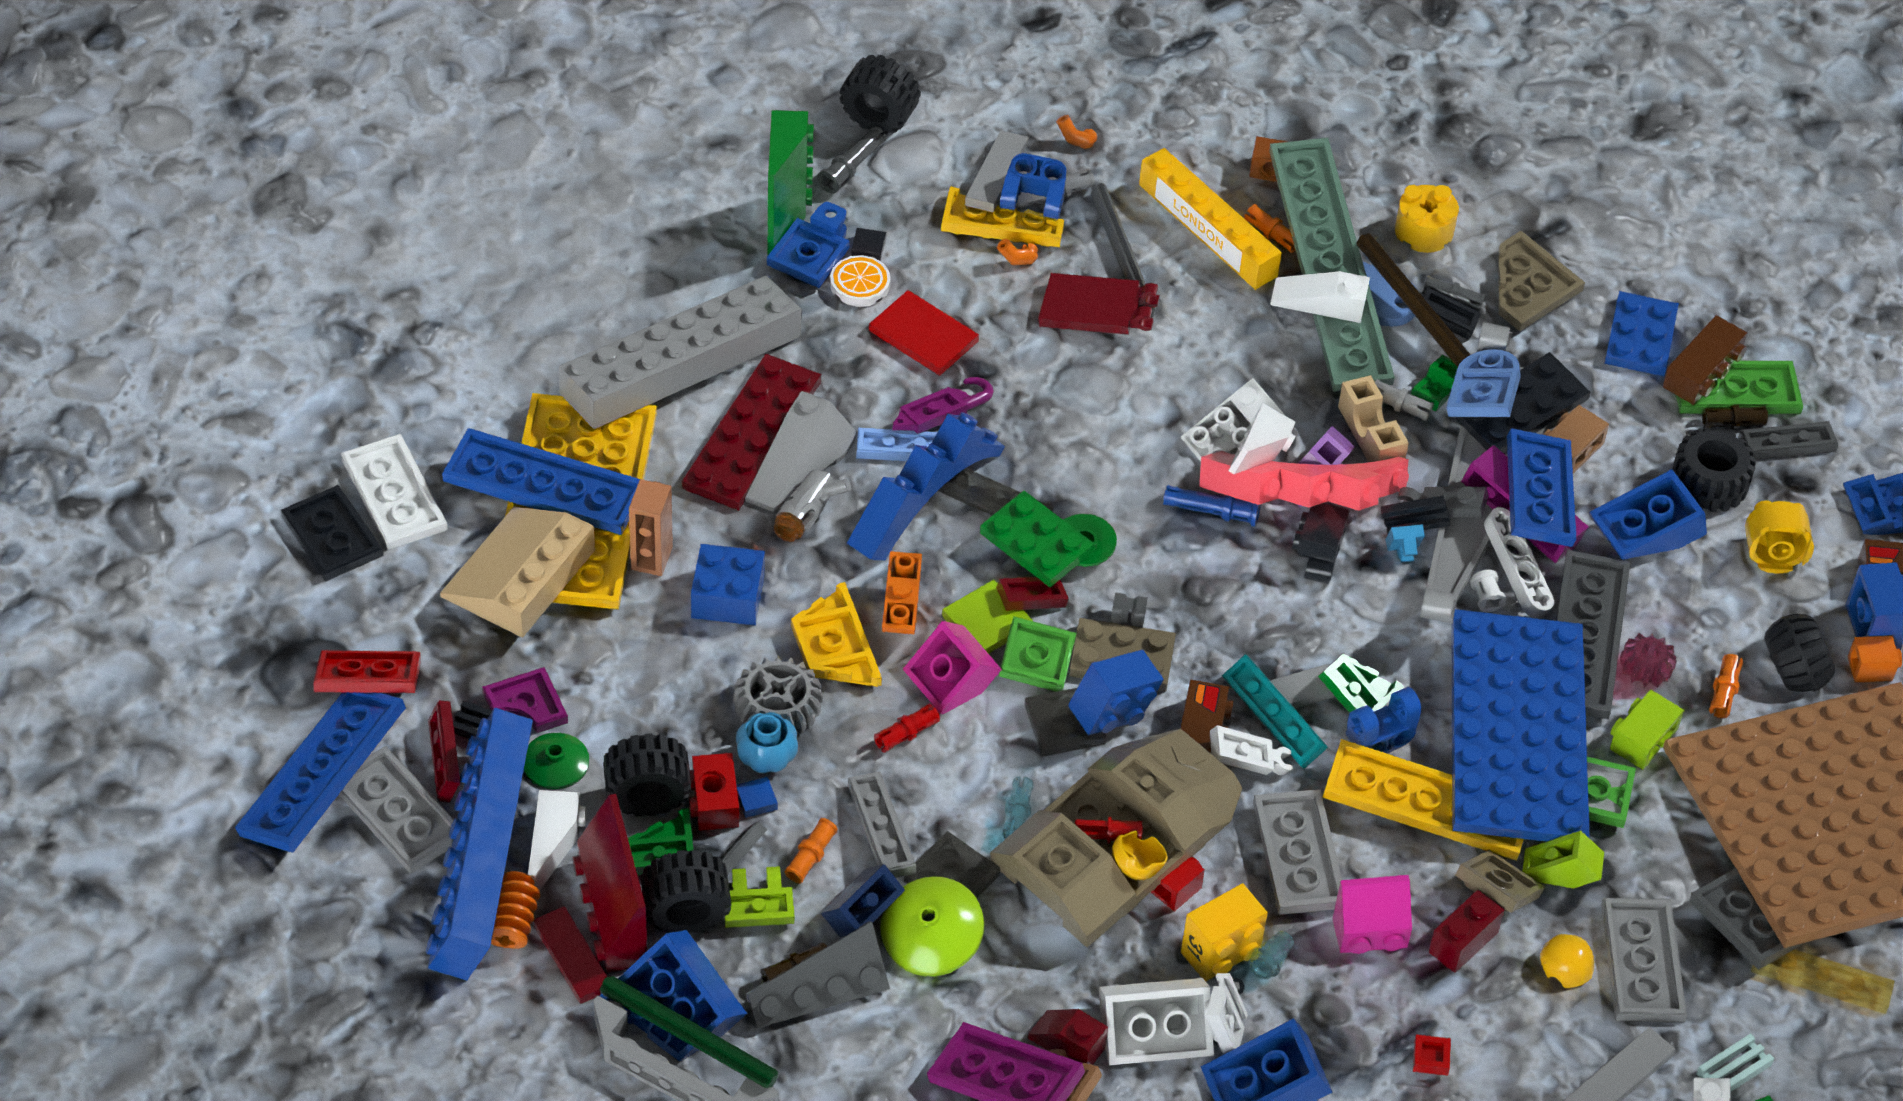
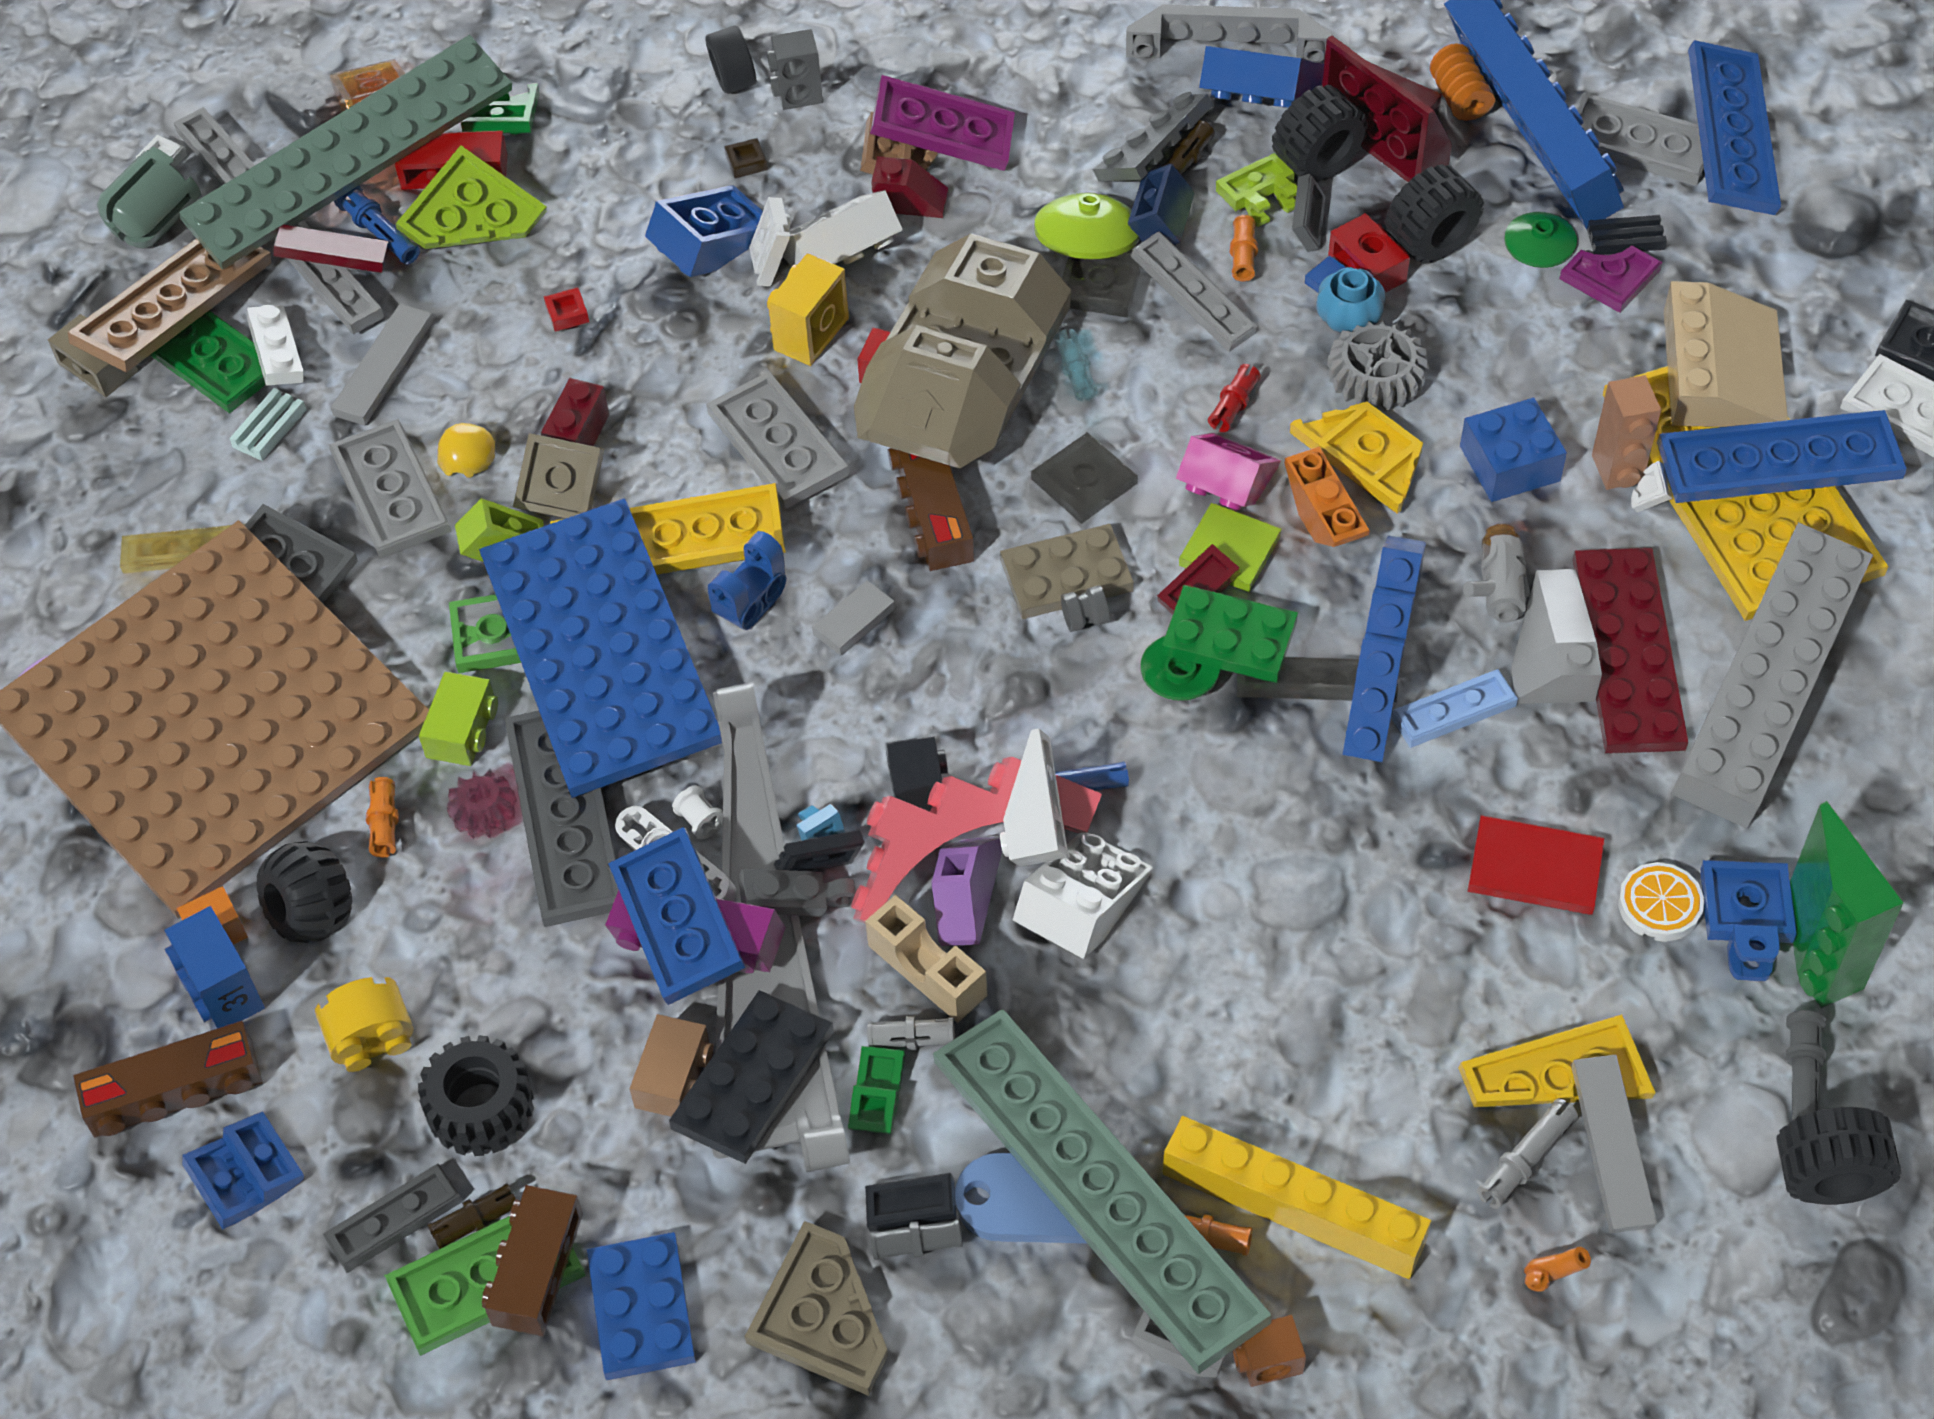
camera: 160 degrees right, 5 degrees up
(367, 671) = (1774, 220): red tile -> none
(444, 751) = (1645, 188): dark red tile -> none
(554, 831) = (1486, 161): white slope -> none
(661, 840) = (1375, 190): green wing -> none
(689, 1032) = (1226, 39): dark green axle -> none
(868, 243) = (1690, 961): black tile -> none
(933, 409) = (1443, 764): magenta plate -> none
(1015, 256) = (1491, 1035): orange arm -> none
(1035, 182) = (1540, 1120): blue piece -> none
(1037, 654) = (1152, 523): bright green tile -> none
(1097, 304) = (1356, 989): dark red tile -> none
(1109, 829) = (973, 327): red axle -> none
(1115, 692) = (1038, 477): blue brick -> none
(1117, 235) = (1380, 1107): dark grey axle -> none
(1138, 857) = (920, 304): yellow hair -> none
(1248, 751) = (872, 492): white plate -> none
(1271, 955) = (756, 334): clear light blue cone -> none
(1274, 711) = (873, 569): teal tile -> none
(1324, 294) = (1074, 1097): white slope -> none
(1357, 684) = (790, 625): wing -> none
(1373, 914) = (673, 394): dark pink slope -> none
(1412, 299) = (957, 1164): dark brown axle -> none
(1426, 217) = (988, 1360): yellow brick -> none
(1485, 388) = (805, 1052): medium blue tile -> none
(1651, 518) = (533, 983): blue slope -> none

